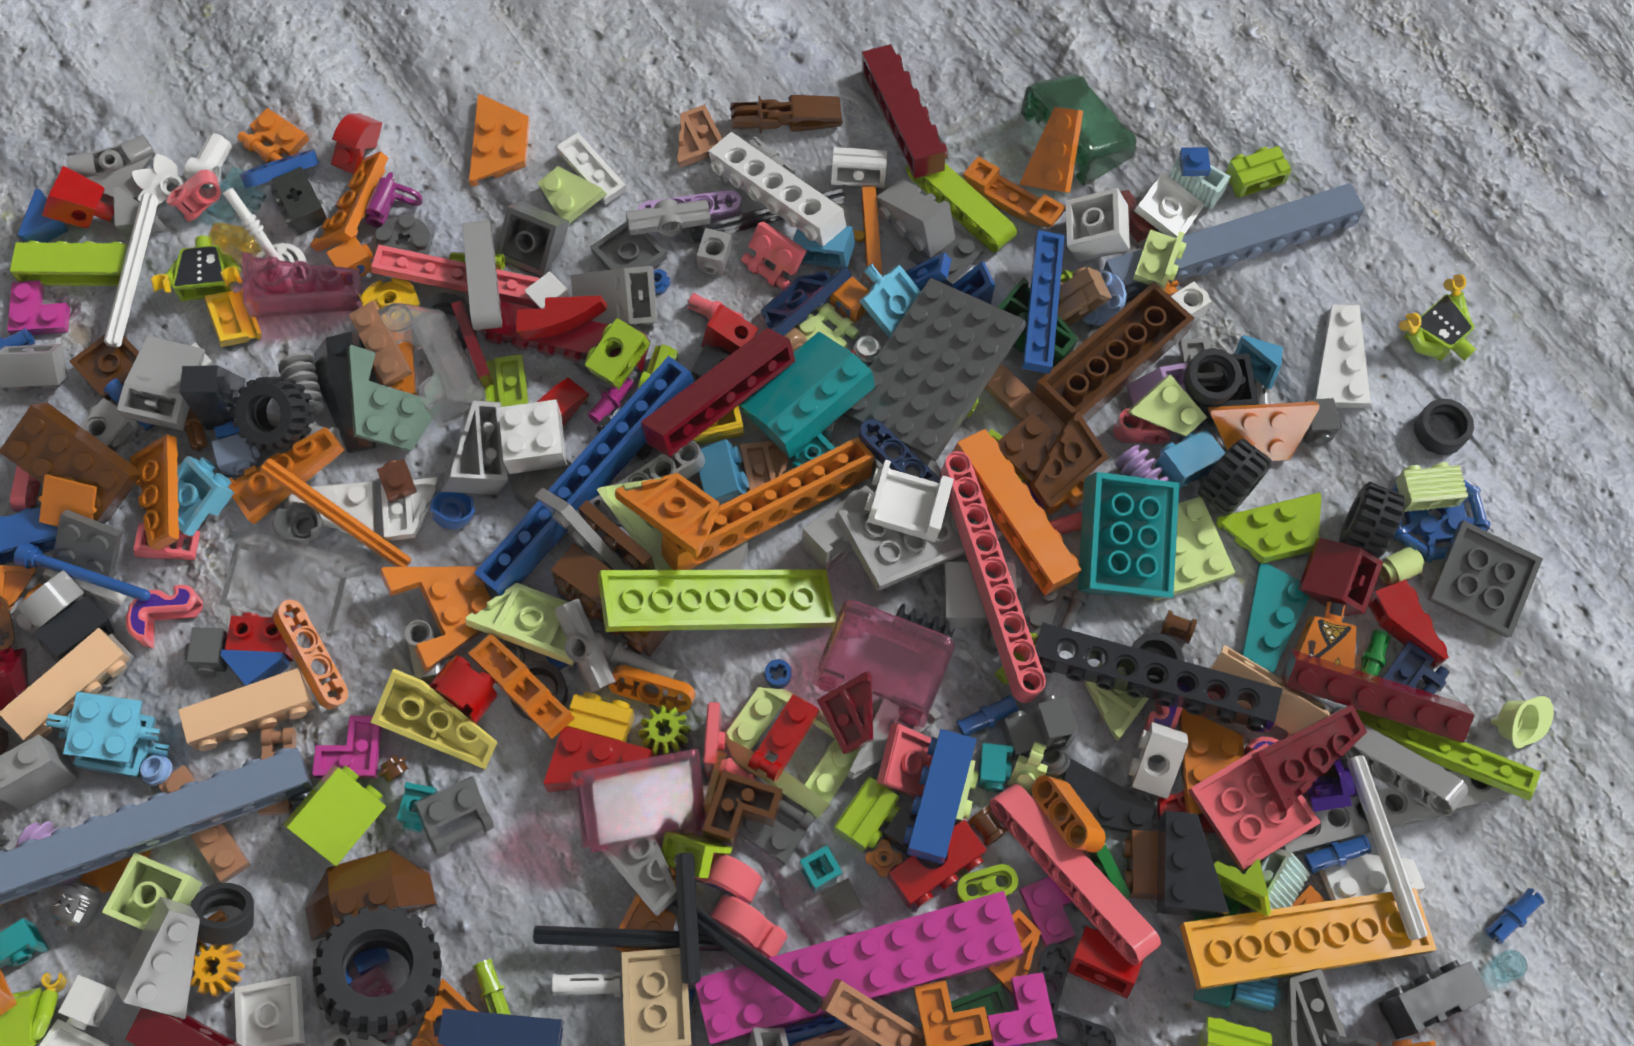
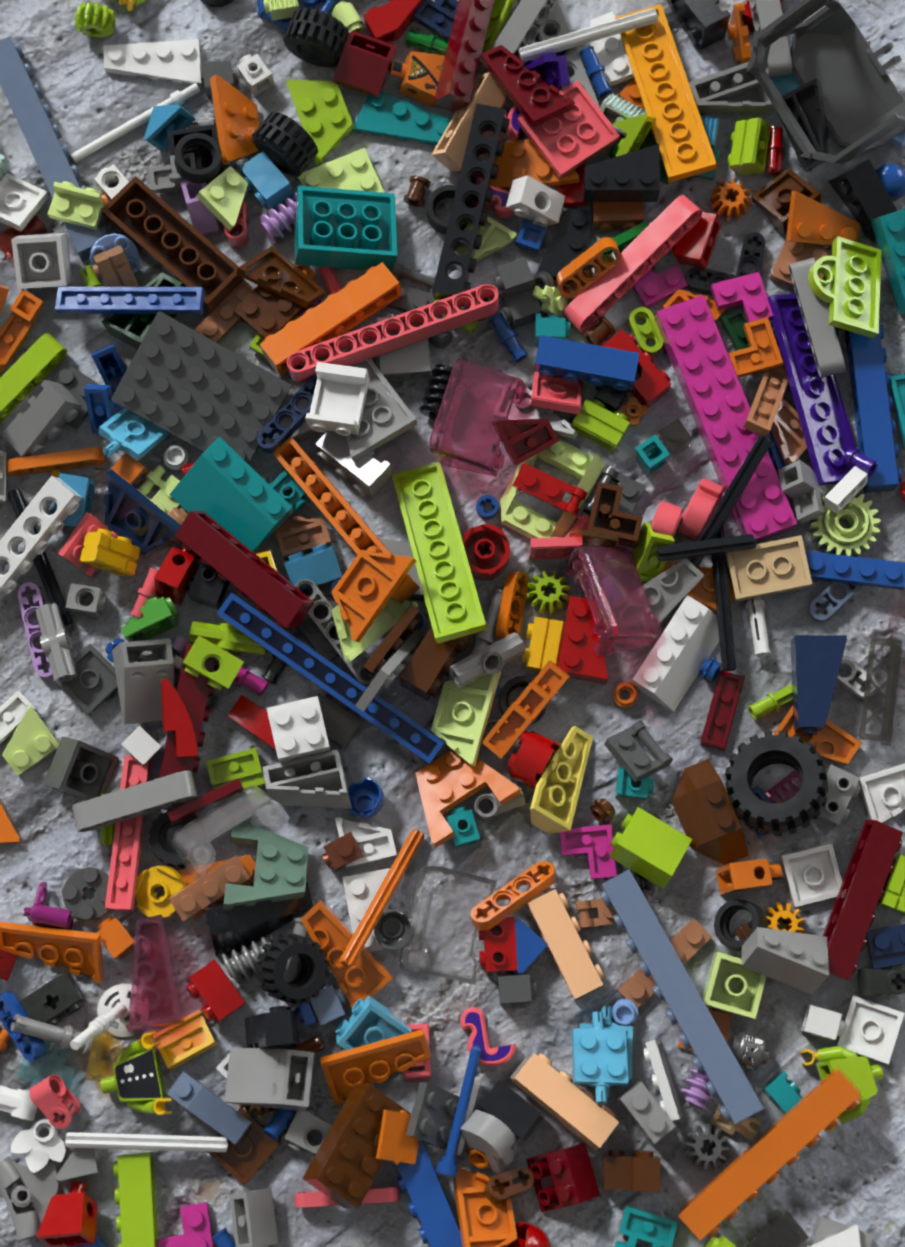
camera: 90 degrees left, 10 degrees up
(68, 805) = (662, 1079): none -> white plate
(165, 319) = (209, 1107): none -> sand blue slope
(264, 187) = (49, 1032): none -> light grey pin
(271, 344) = (214, 992): none -> red brick
(277, 917) = (747, 876): none -> orange torso
(398, 620) = (467, 836): none -> teal brick
(491, 927) = (722, 710): none -> dark red tile
(524, 803) = (628, 687): none -> orange plate
(544, 916) = (710, 669): none -> blue plate
(566, 877) = (678, 654): none -> white slope
(656, 340) = (179, 644): none -> lavender hand
(681, 307) = (158, 618): none -> bright green plate
(720, 677) = (491, 538): none -> red brick
(759, 271) = (110, 553): none -> yellow brick
(1117, 756) = (531, 236): none -> blue plate
(1159, 1026) = (726, 207): none -> orange gear
(1294, 375) = (175, 98): none -> white bar
(1327, 459) = (255, 80): none -> white brick
(1388, 294) = (95, 20): none -> lime gear

